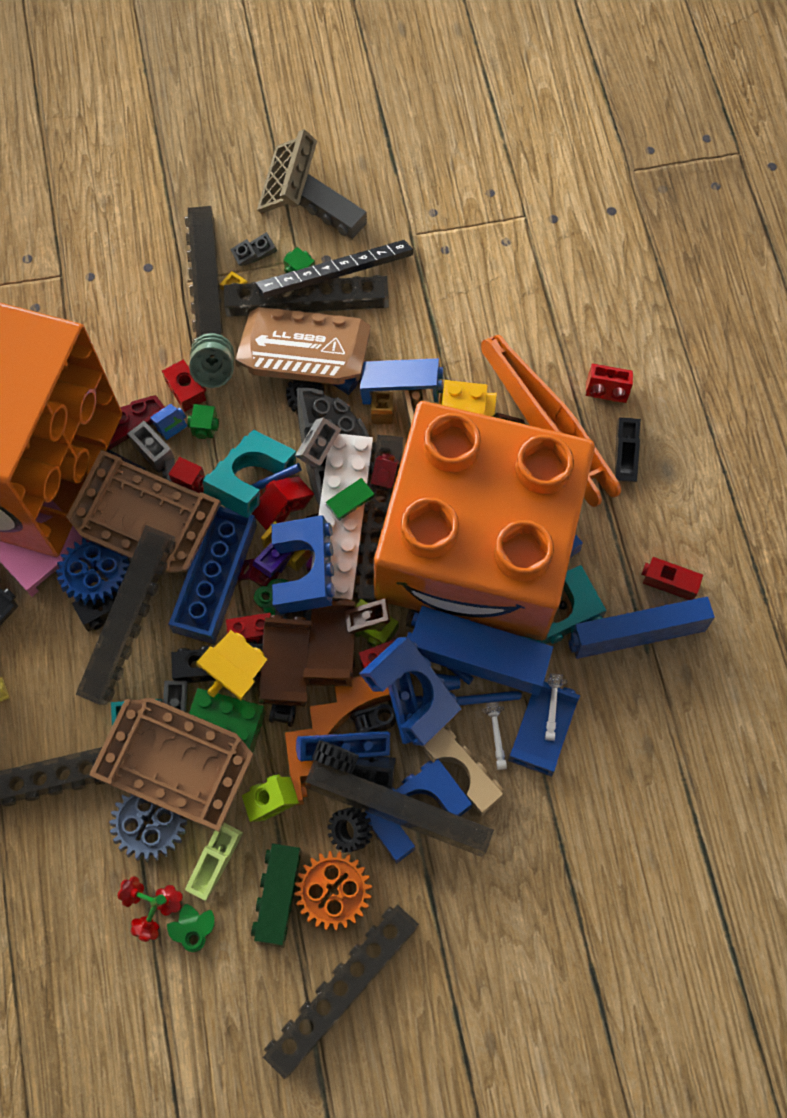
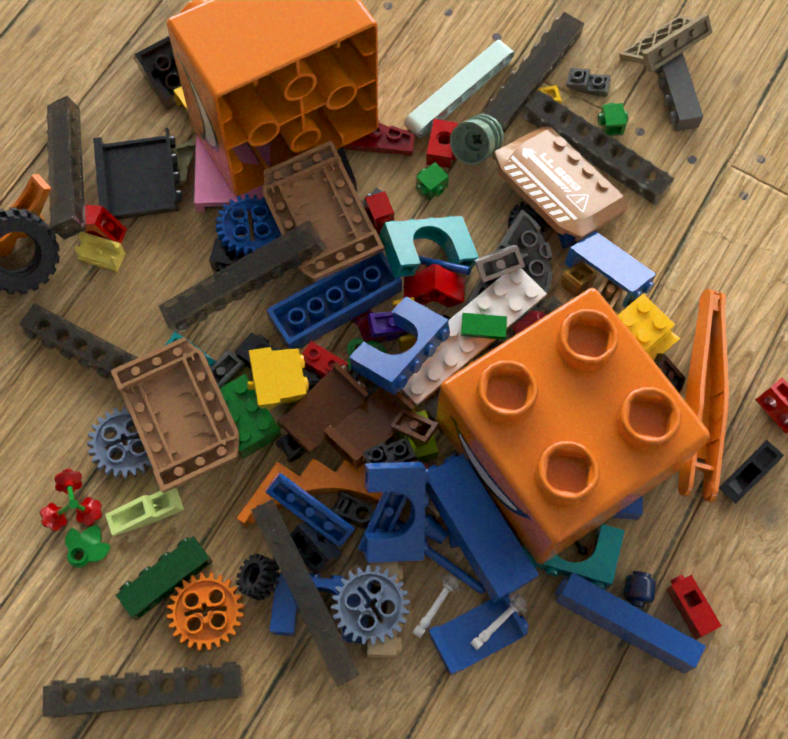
camera: 40 degrees right, 0 degrees up
(150, 446) = (375, 168): light grey brick -> none
(157, 332) = (459, 88): none -> light aqua beam
(169, 421) = (406, 161): blue brick -> none
(269, 798) = (222, 501): lime brick -> none
(334, 269) = (637, 142): black tile -> none
(335, 757) = (290, 511): black tyre -> none
(370, 648) = (393, 453): none -> black slope
(449, 795) = (389, 593): none -> sand blue gear
(626, 597) = (639, 588): none -> dark blue head

